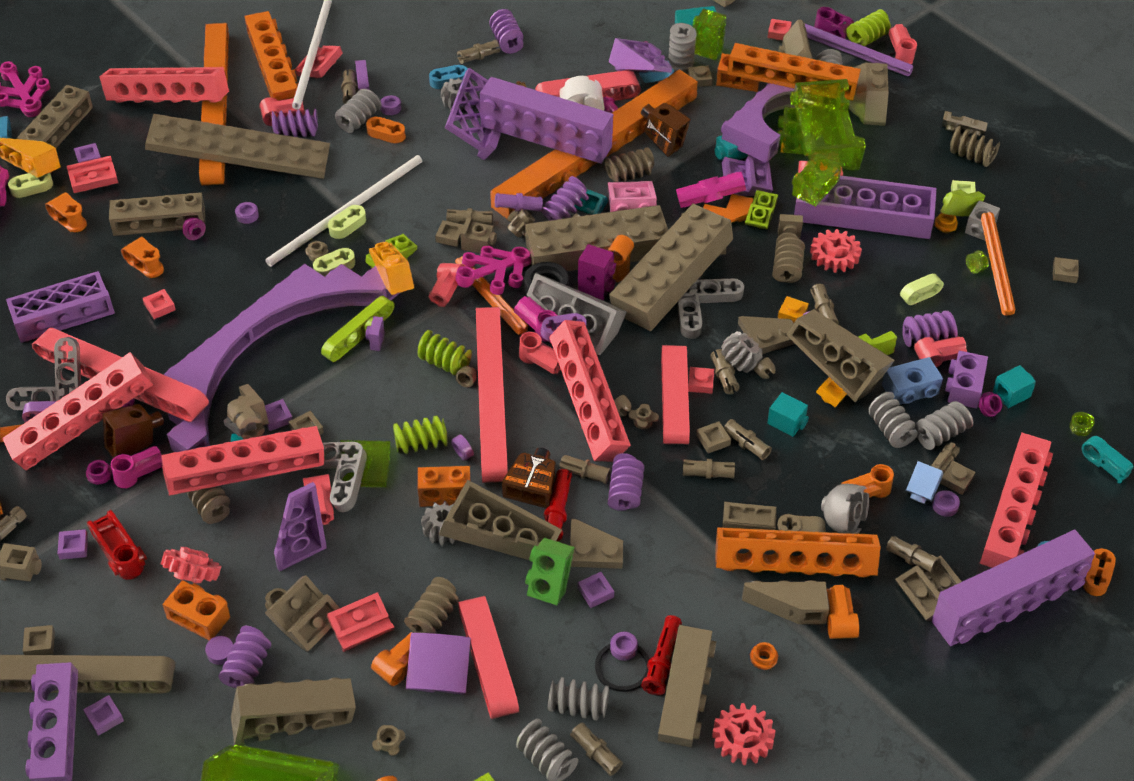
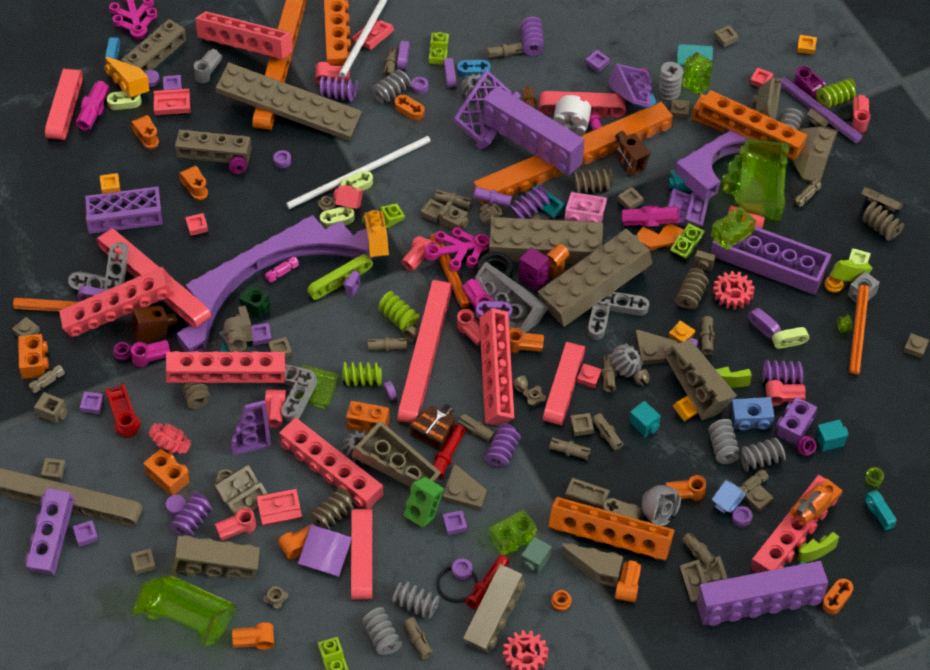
camera: 15 degrees right, 5 degrees up
(35, 278) = (110, 183): none -> light orange plate
(63, 153) = (153, 77): none -> medium lavender tile
(124, 128) = (206, 65): none -> light grey piece
(193, 734) = (143, 561): none -> dark tan plate
(259, 376) = (254, 295): none -> dark green brick
(281, 335) = (281, 269): none -> dark pink axle
(308, 657) = (235, 524): none -> coral piece
(341, 236) = (348, 196): none -> coral brick
(401, 63) = (438, 48): none -> lime slope
(404, 541) = (342, 466): none -> coral brick
(422, 84) = (449, 72): none -> medium lavender beam
(440, 394) = (387, 344): none -> dark tan pin
(589, 44) = (597, 61): none -> medium lavender plate
(614, 355) = (525, 341): none -> orange piece
(670, 581) = (510, 529): none -> clear neon green brick
(679, 177) = (630, 198): none -> dark tan plate
(713, 607) = (536, 556): none -> sand green brick
(857, 57) = (817, 119): none -> dark tan plate
(876, 134) = (807, 193): none -> dark tan axle
(885, 279) = (763, 322): none -> medium lavender beam
(1035, 463) = (816, 502): none -> orange plate
(1052, 520) = (815, 549): none -> lime slope

